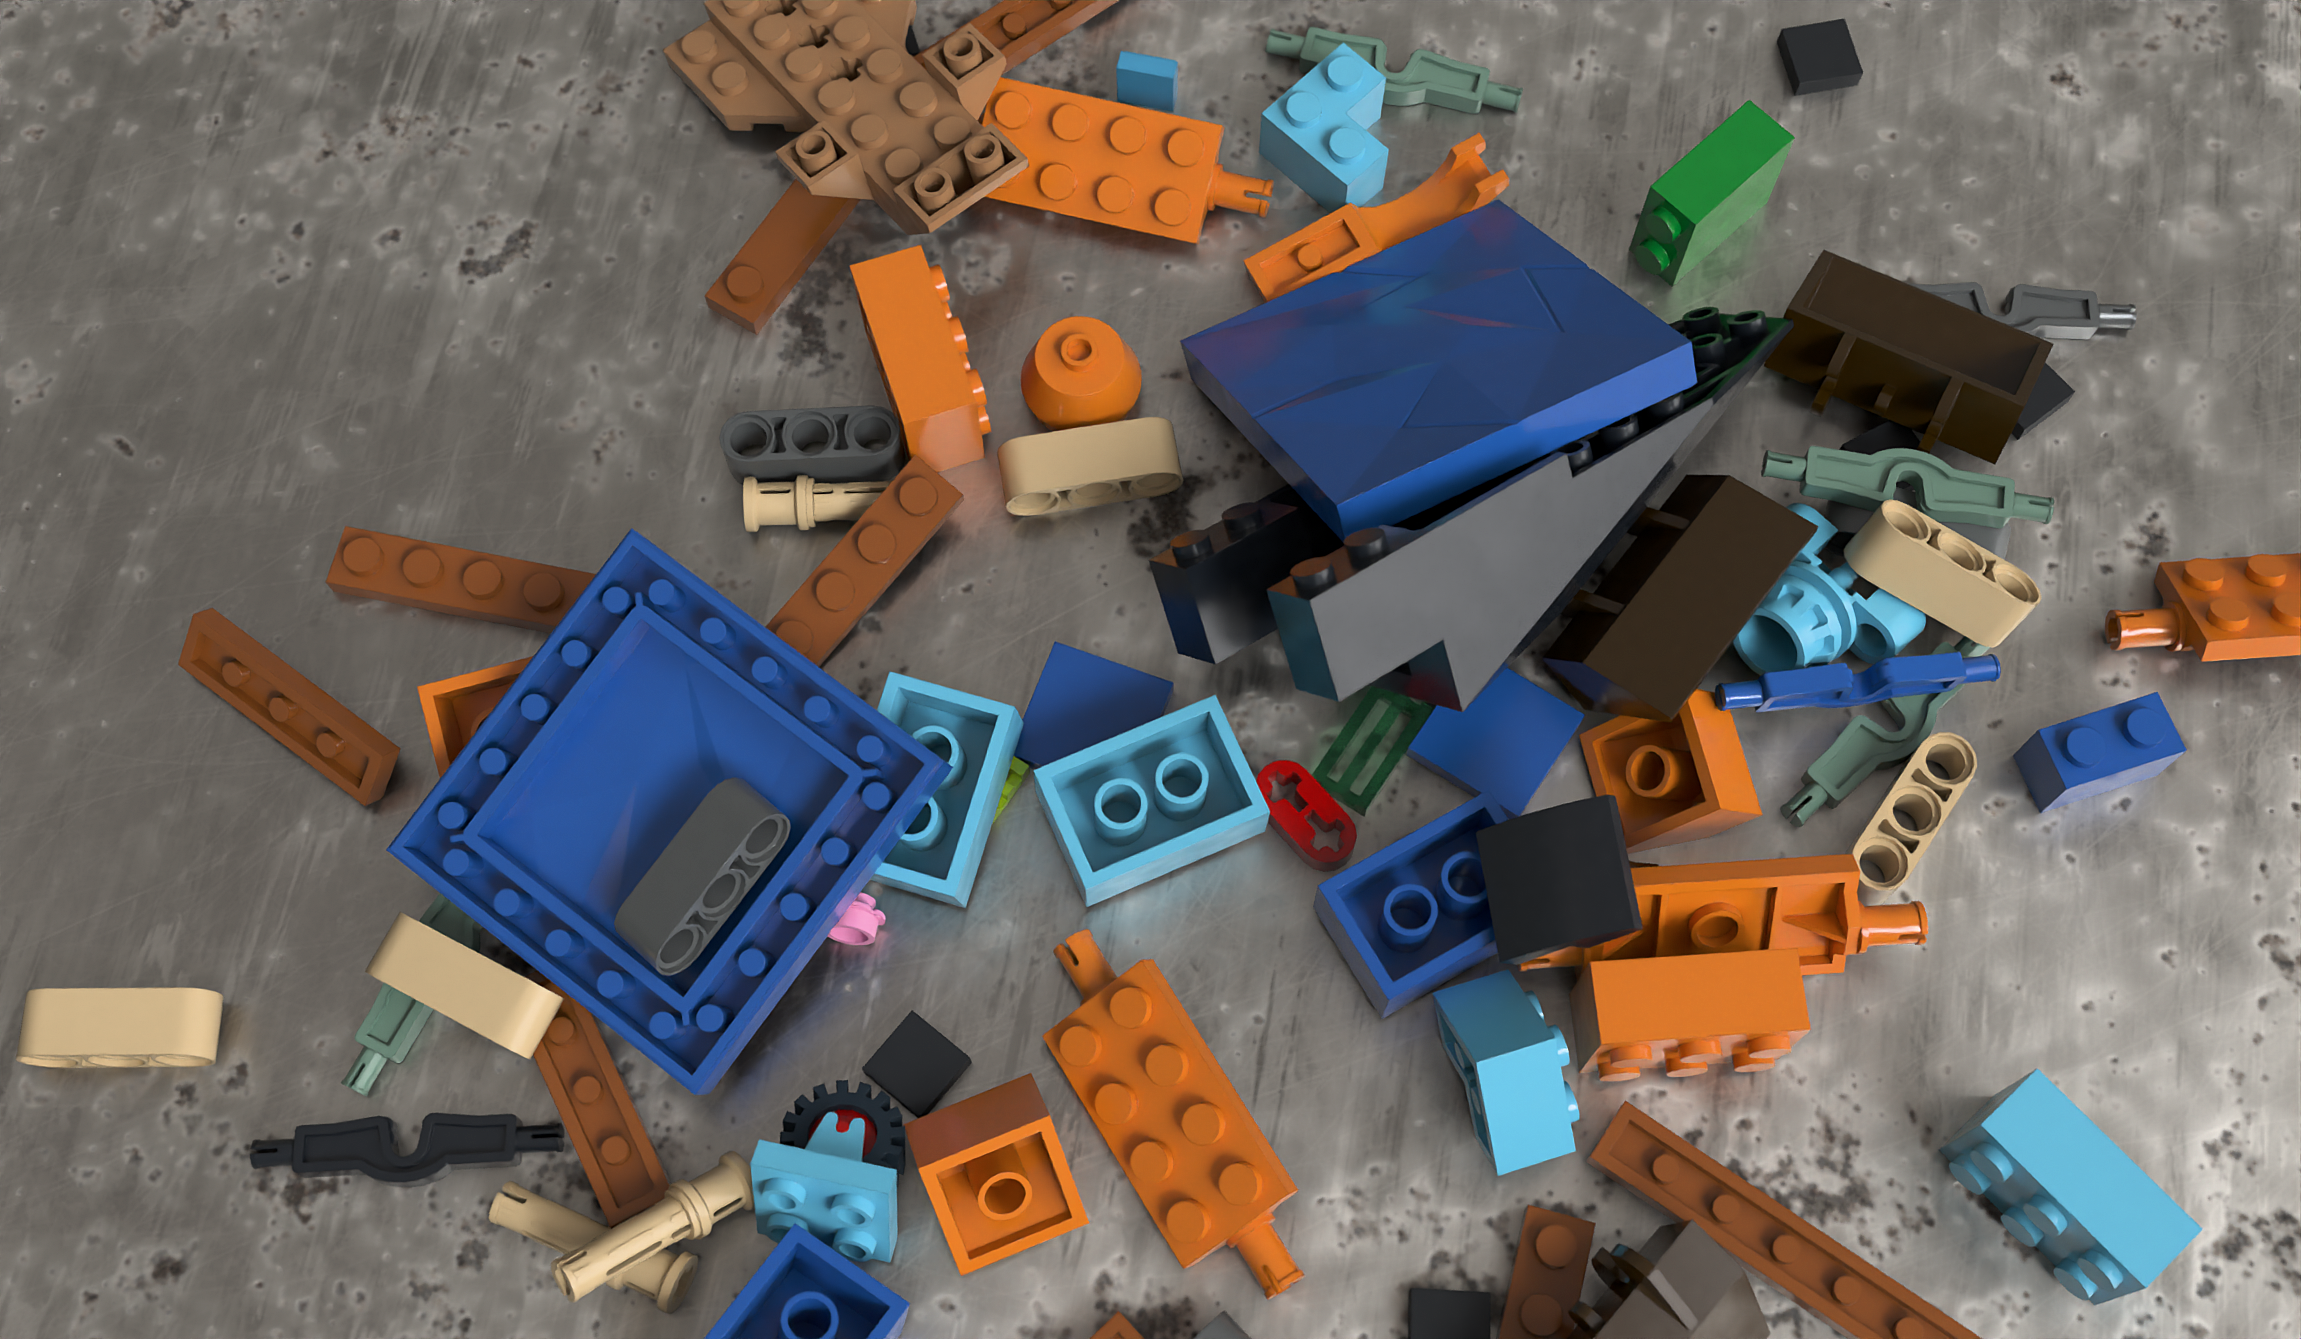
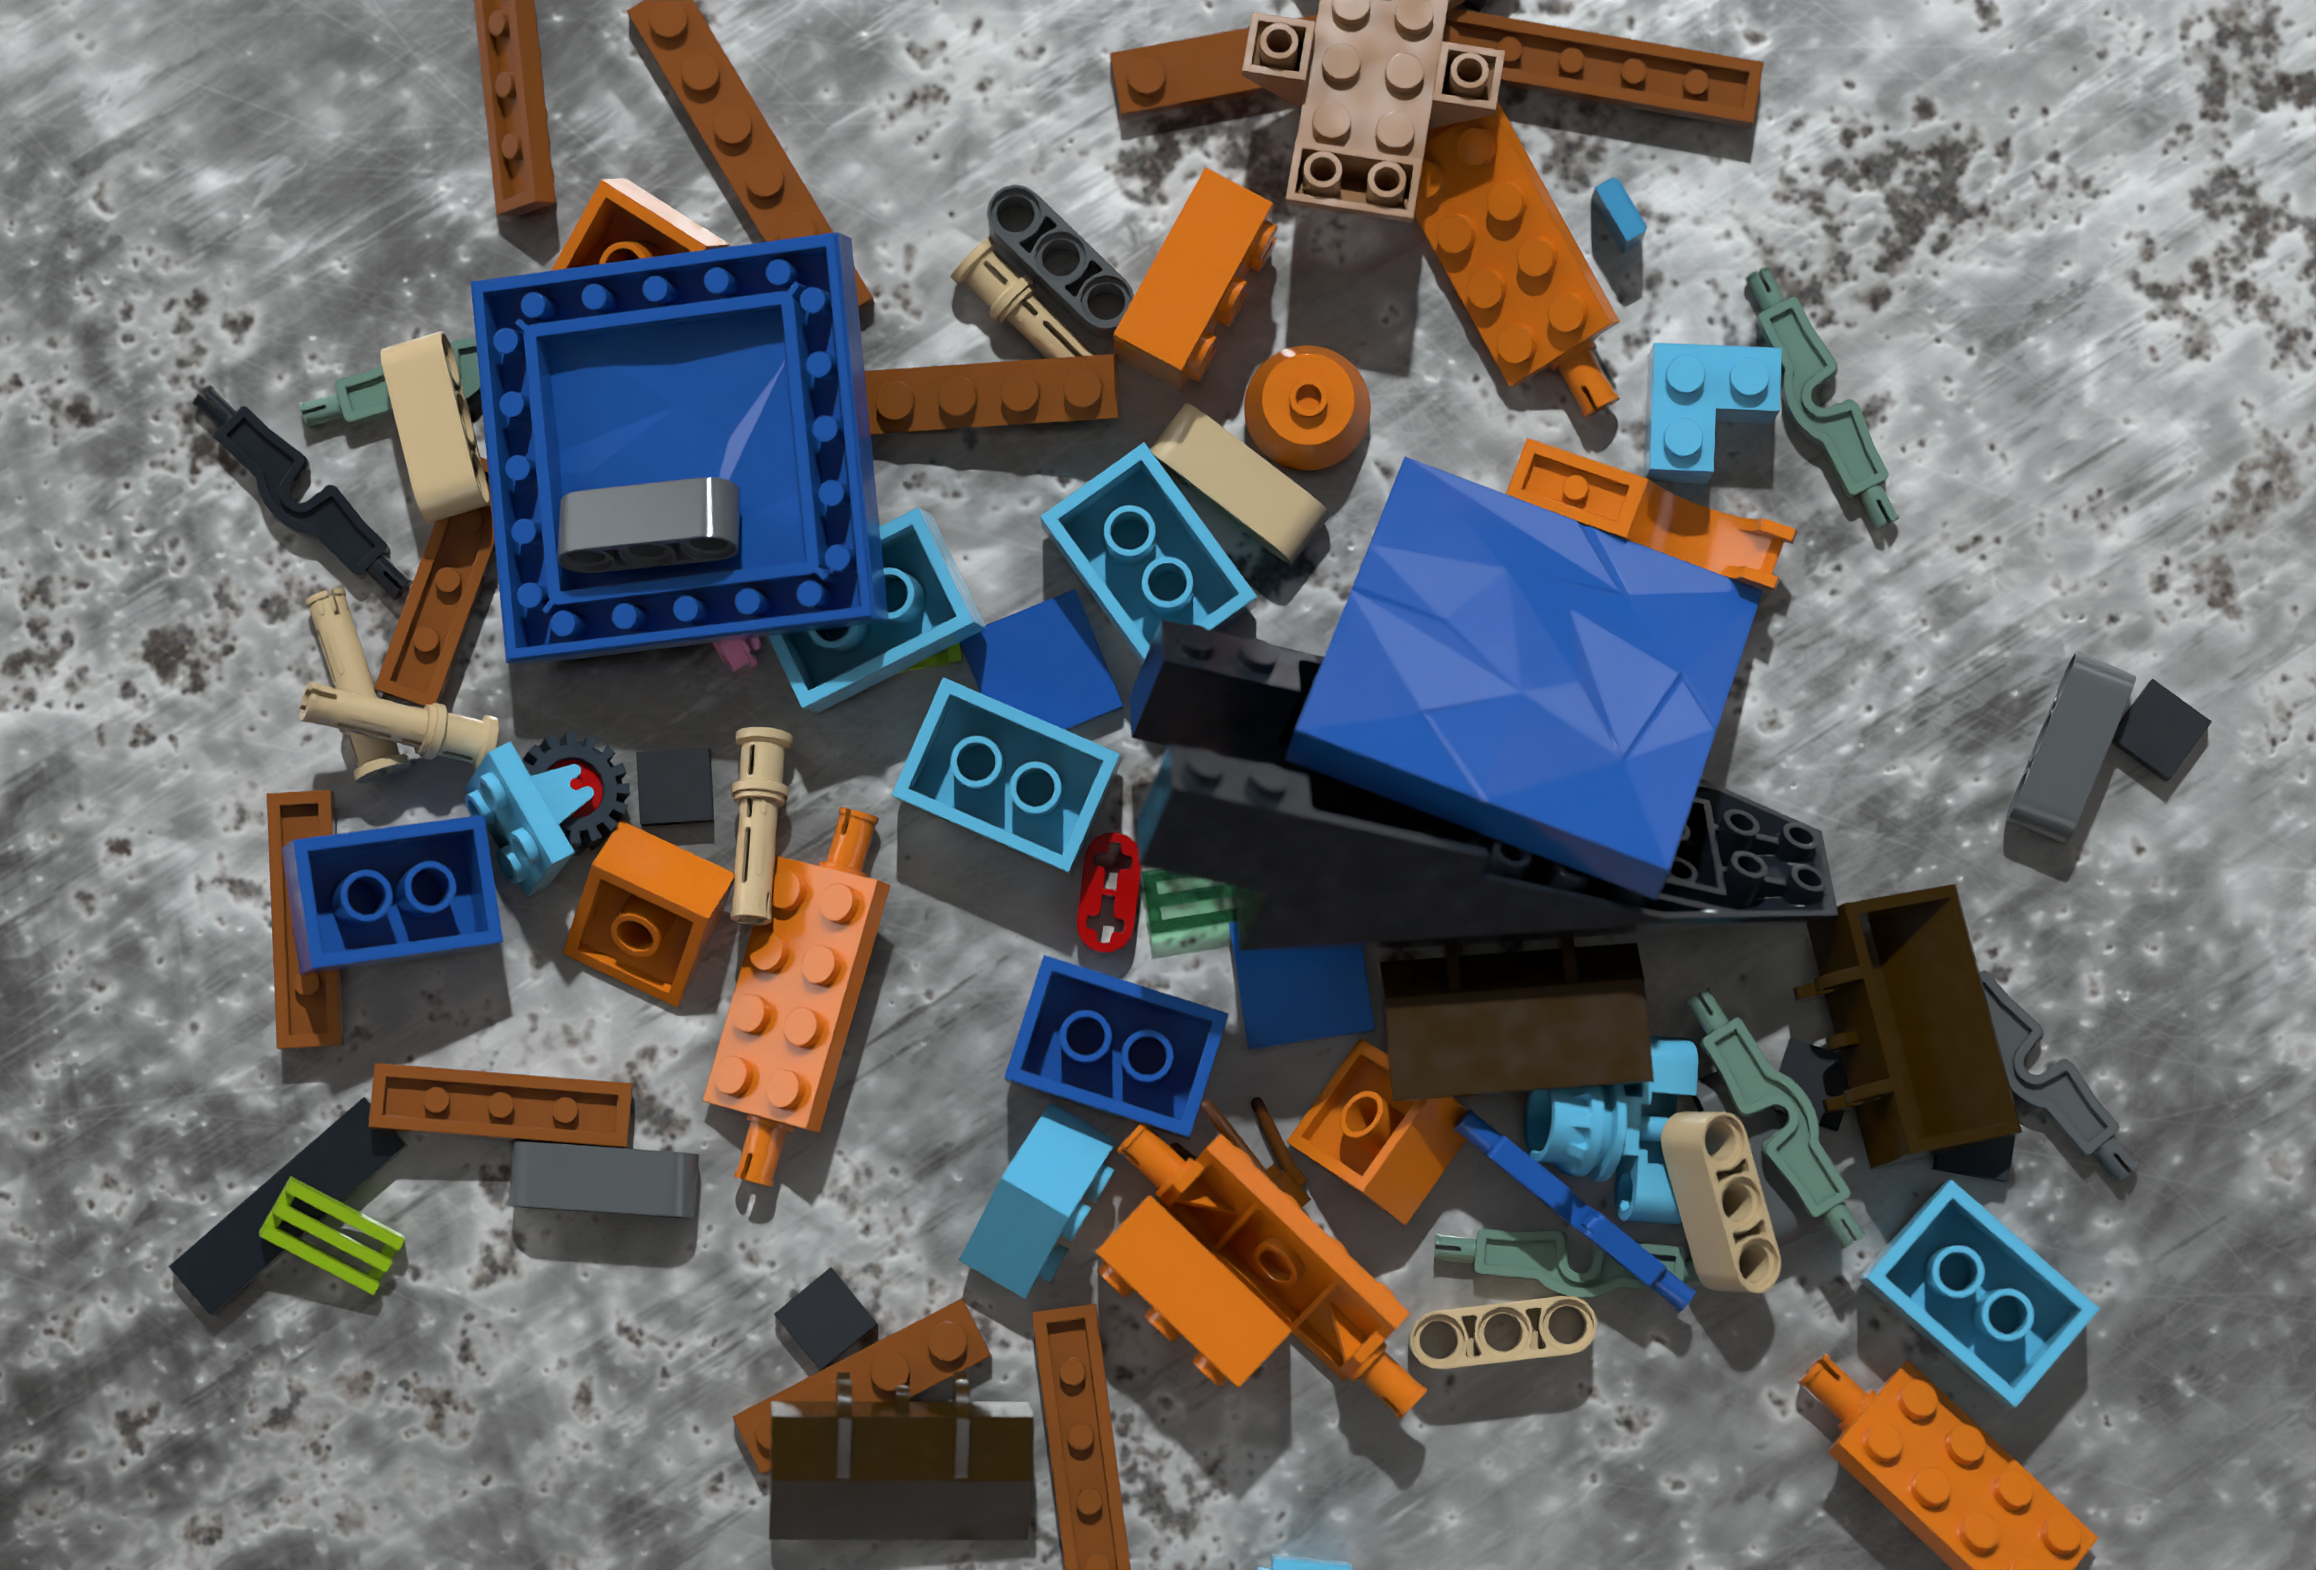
camera: 50 degrees right, 15 degrees up
(120, 1027) = (195, 215): tan beam -> none
(988, 1002) = (759, 797): none -> tan pin
(1079, 564) = (1146, 553): none -> medium azure brick
(1558, 879) = (1188, 1121): black slope -> none
(1710, 193) = (1910, 755): green brick -> none
(1783, 87) = (2071, 748): none -> dark grey beam
(2099, 752) = (1687, 1432): blue brick -> none
(2156, 467) = (1978, 1294): none -> medium azure brick

